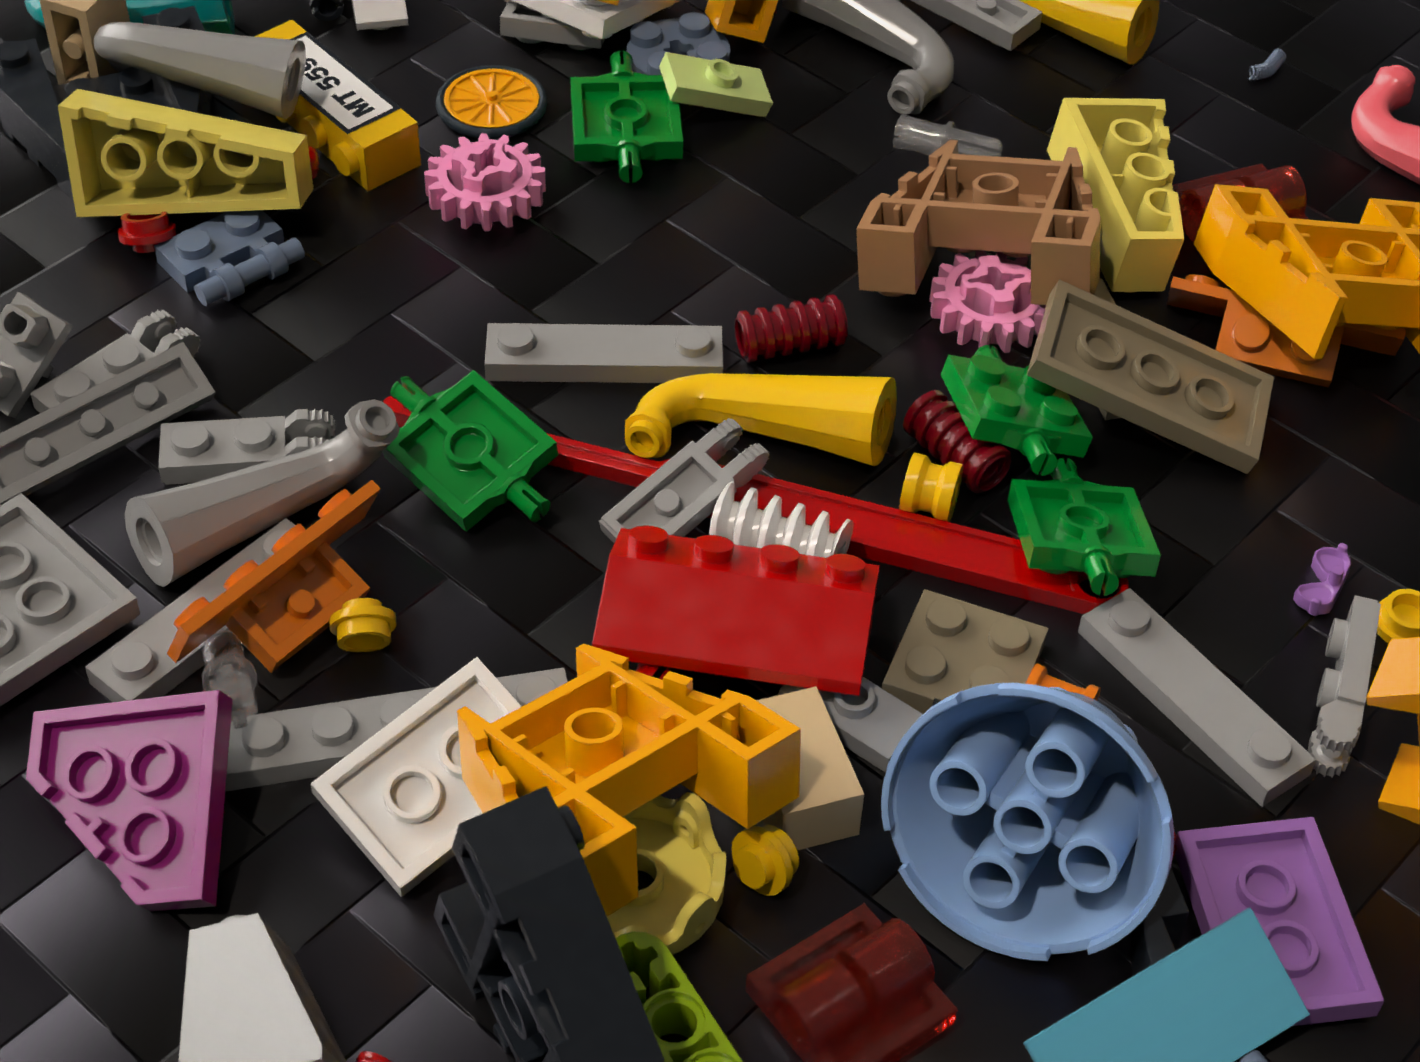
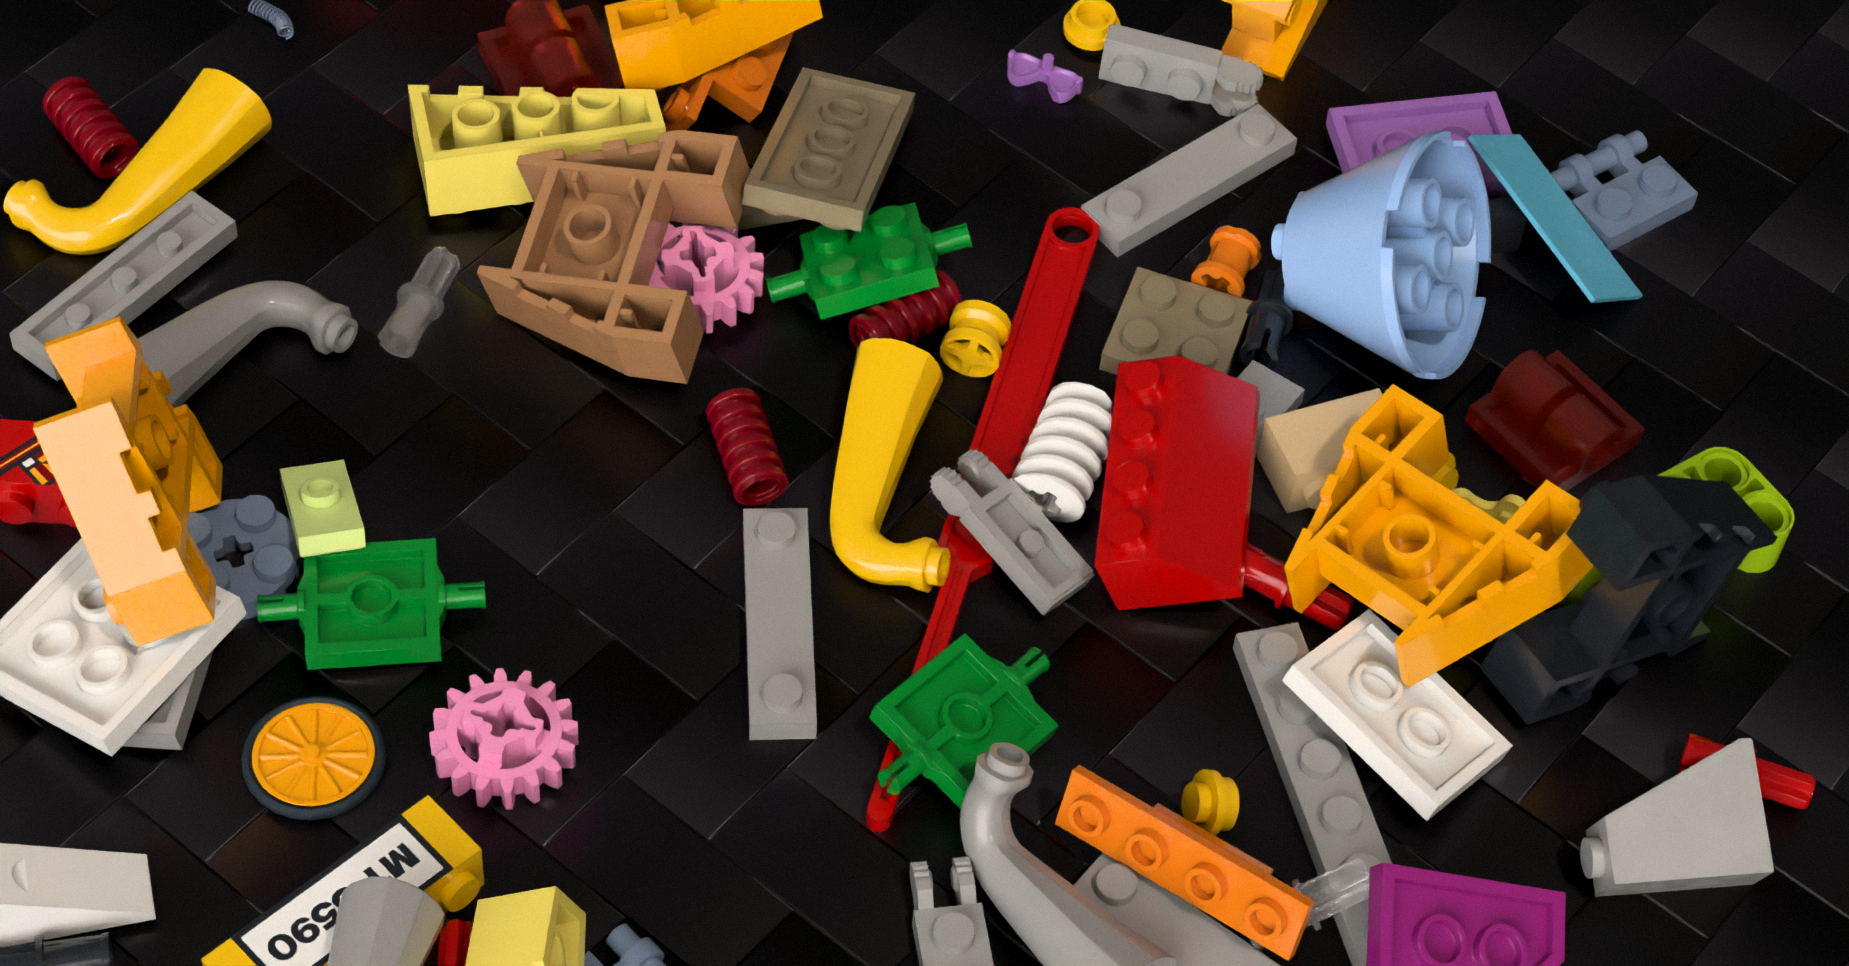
camera: 95 degrees left, 5 degrees up
(1083, 528) = (1030, 223): green plate -> none

